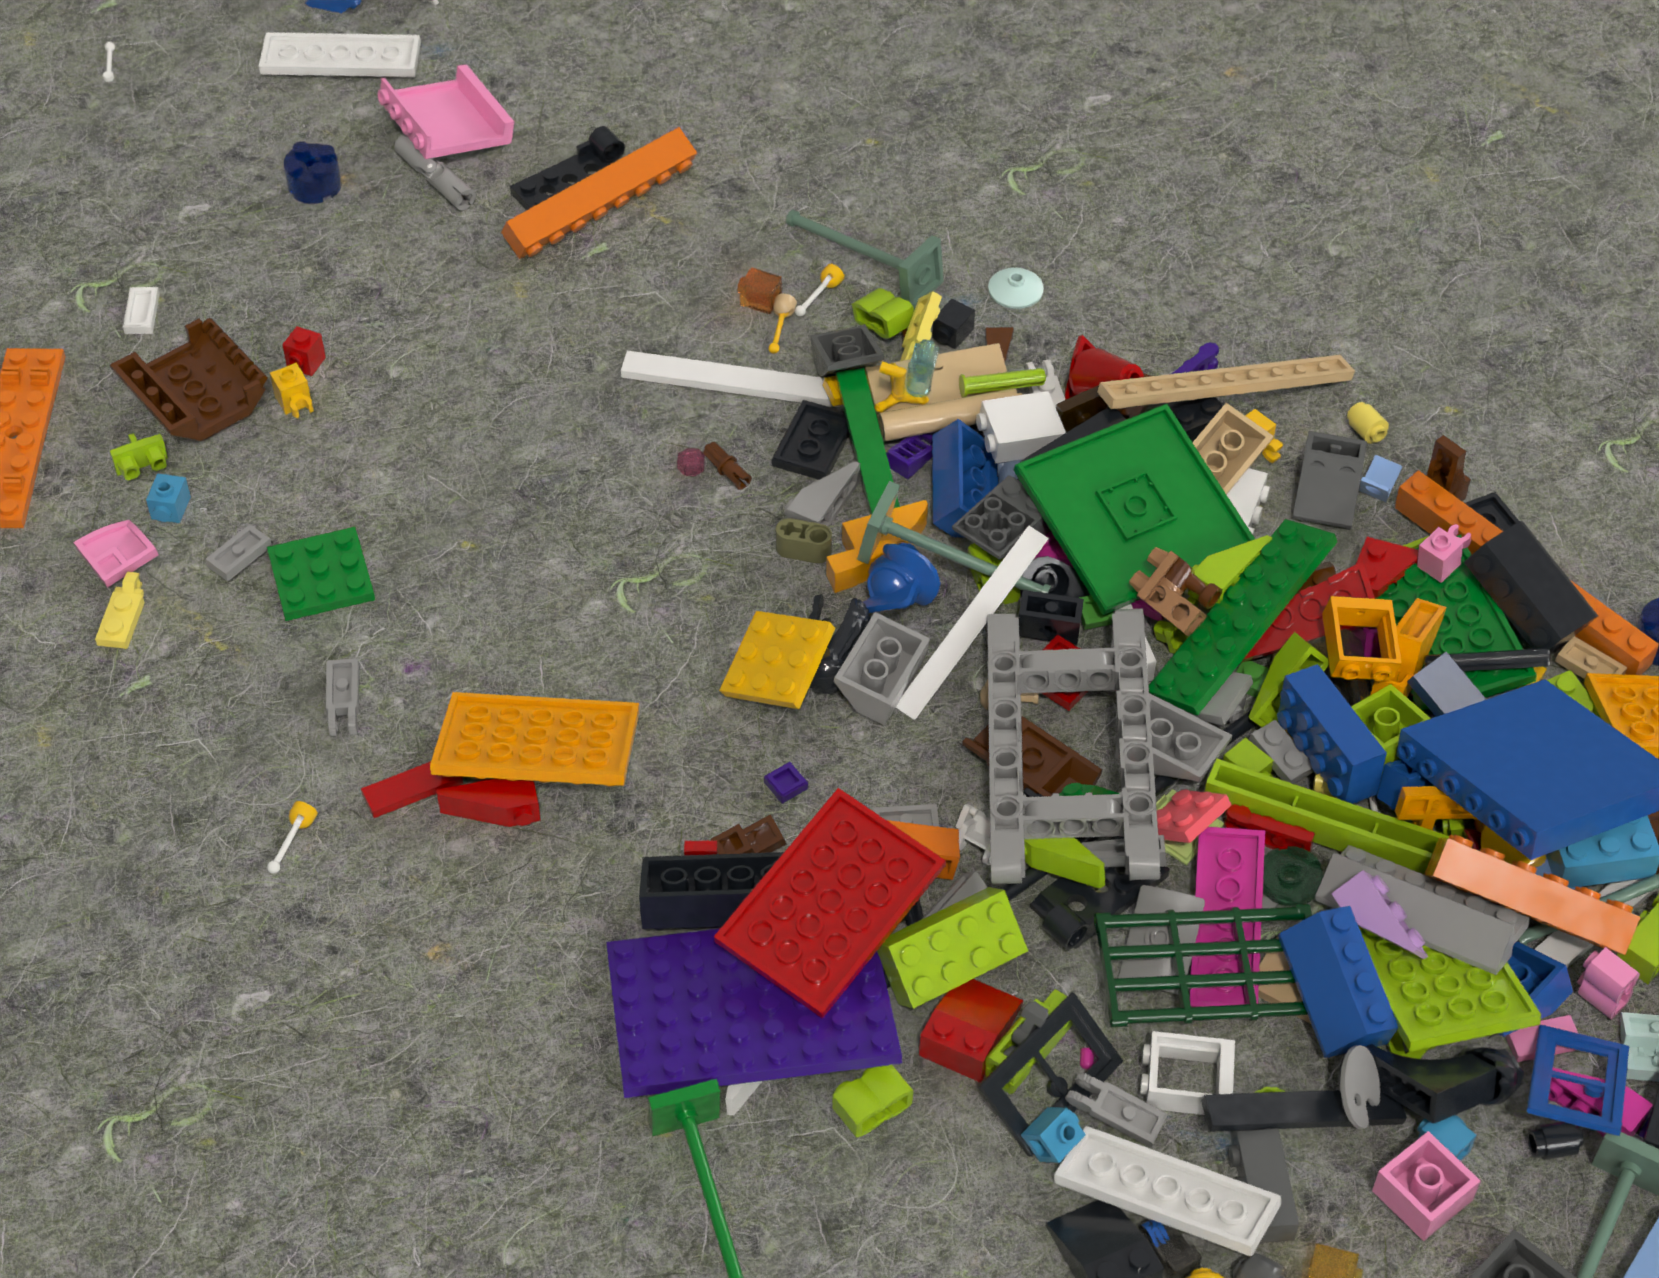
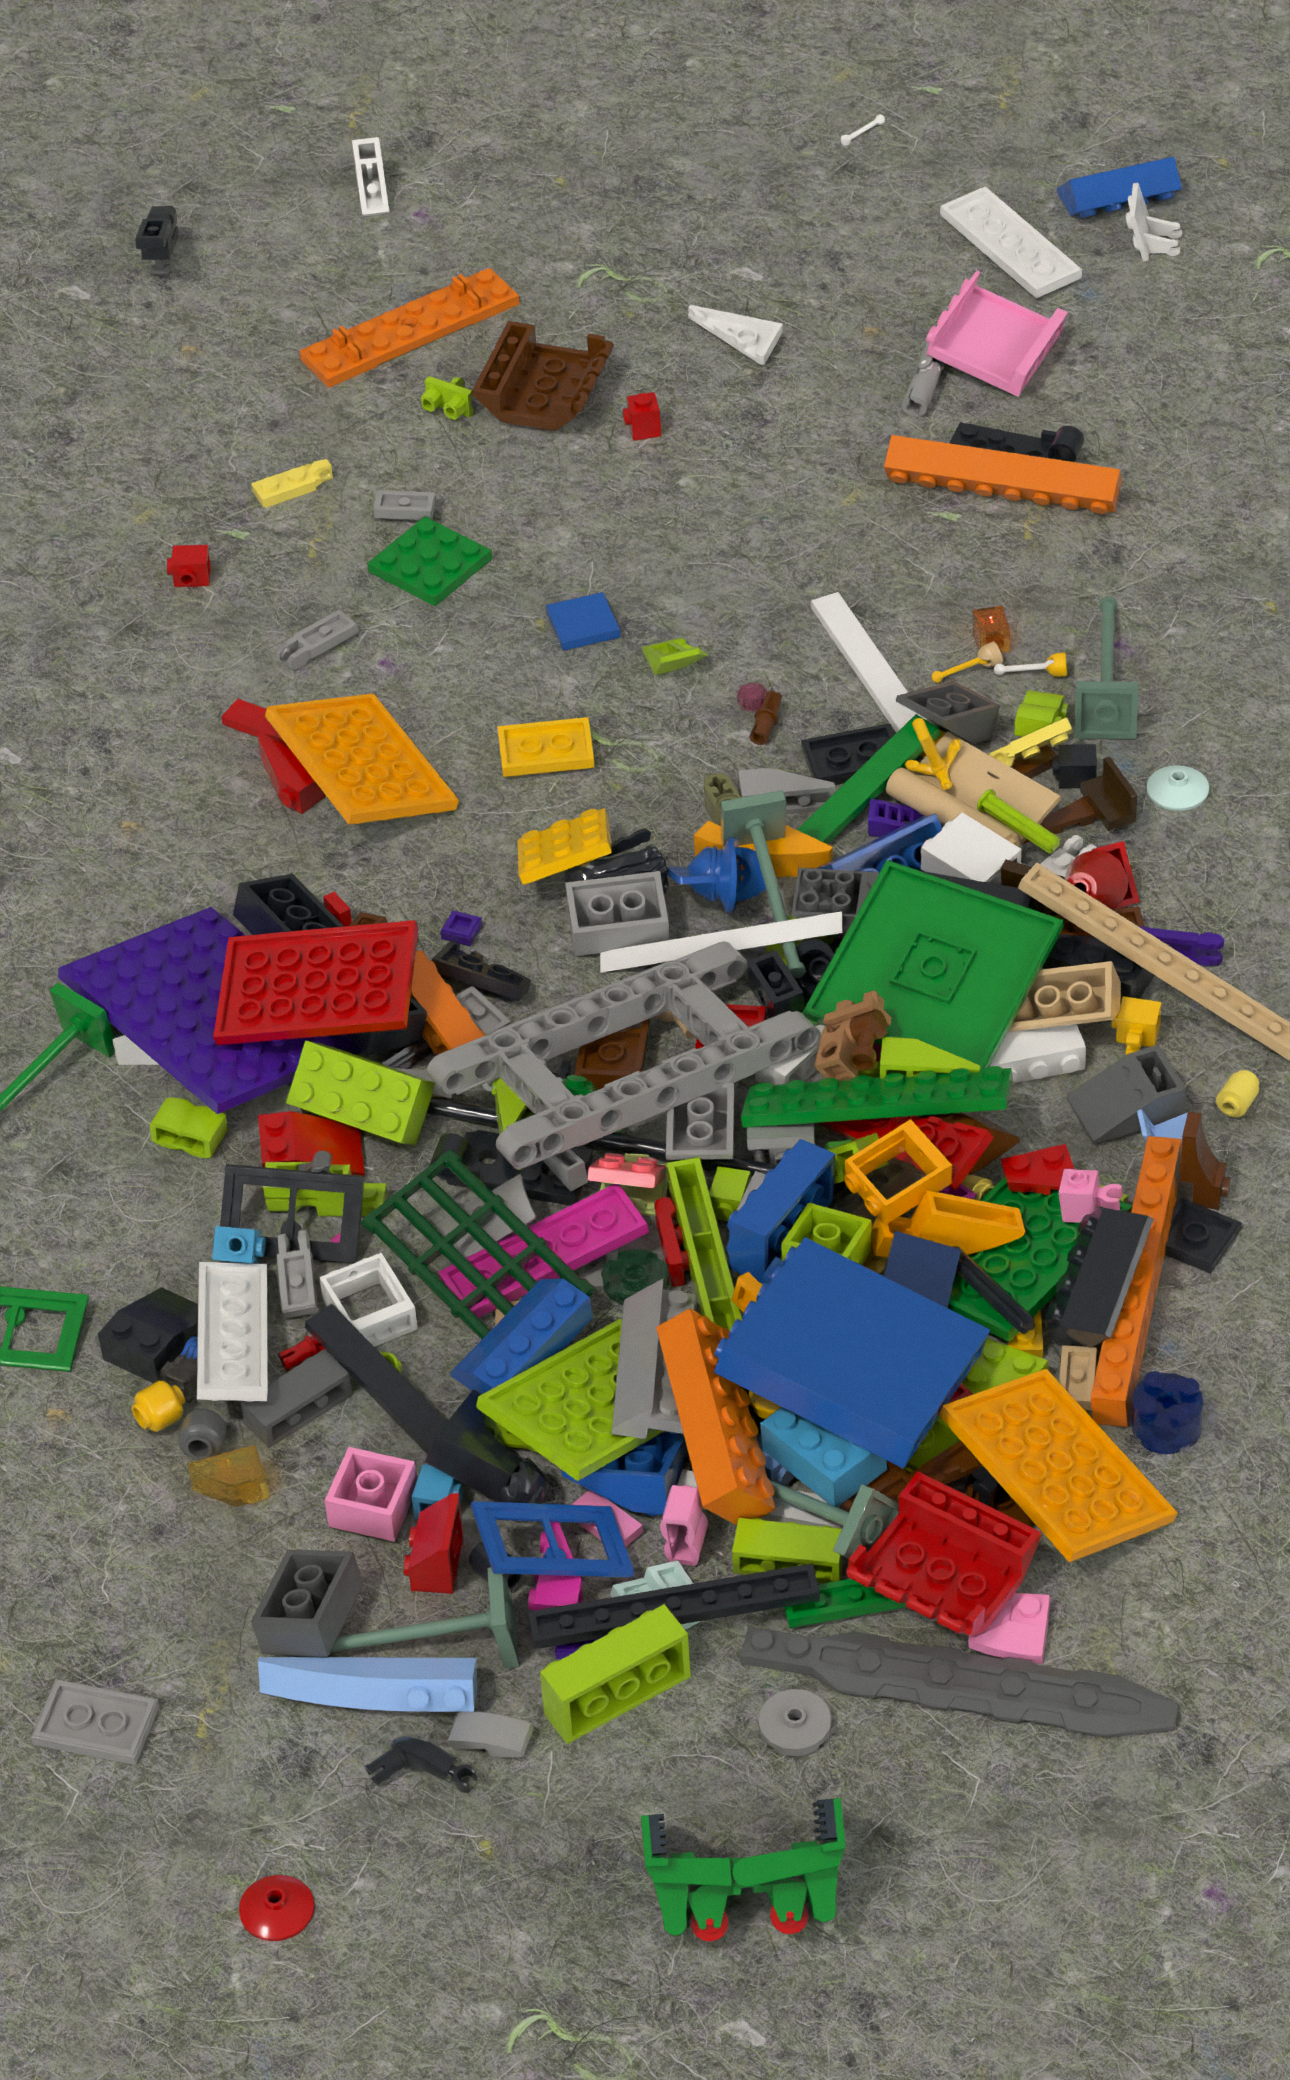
camera: 60 degrees right, 5 degrees down
(116, 550) = (344, 442): bright pink plate -> none
(141, 310) = (605, 311): white tile -> none
(157, 734) = (190, 565): none -> red brick
(168, 498) = (420, 437): dark azure brick -> none
(271, 244) = (747, 334): none -> white wing
(291, 389) = (595, 433): yellow brick -> none
(301, 817) = (182, 683): hinge -> none
(312, 172) = (847, 305): clear blue brick -> none
(497, 516) = (582, 621): none -> blue tile
(597, 484) = (672, 655): none -> lime slope
(627, 615) = (545, 747): none -> yellow plate
(868, 790) = (471, 969): none -> black wing
(922, 368) = (961, 759): clear light blue piece -> none
(1010, 319) = (1111, 796): none -> dark brown panel
(1208, 1146) = (298, 1353): none -> red axle
(1361, 1080) = (437, 1397): light grey piece -> none
(1377, 913) = (611, 1331): lavender slope -> none
(1518, 1167) = (436, 1547): none -> red slope

